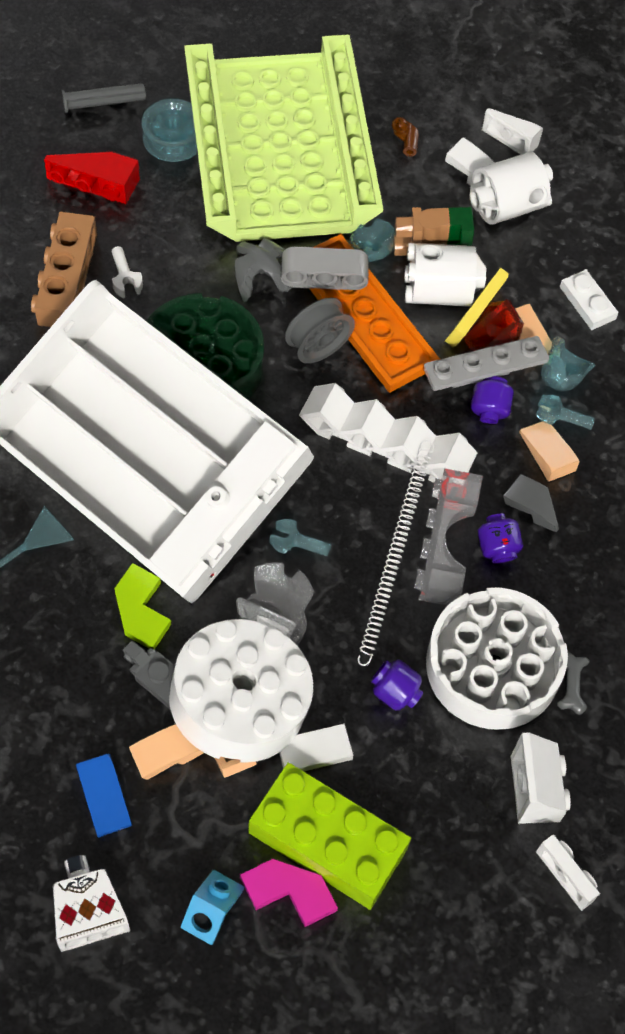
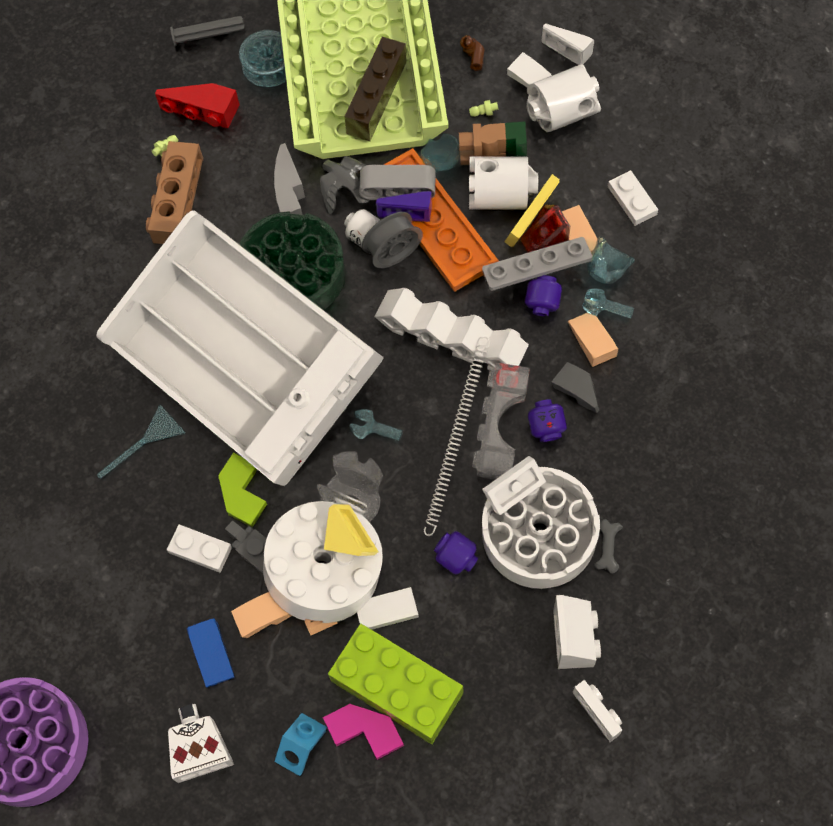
camera: 10 degrees right, 5 degrees up
(49, 218) = (161, 146): none -> yellowish green piece
(90, 673) = (199, 548): none -> white plate
(125, 275) = (226, 193): white bar -> none
(197, 263) = (287, 183): none -> light grey slope
(272, 656) = (346, 533): none -> light yellow slope
(279, 315) = (358, 225): none -> white head
(299, 166) = (375, 89): none -> dark brown brick
(347, 291) = (416, 204): none -> dark purple slope
(422, 196) = (486, 108): none -> yellowish green piece
(469, 606) = (514, 485): none -> white plate

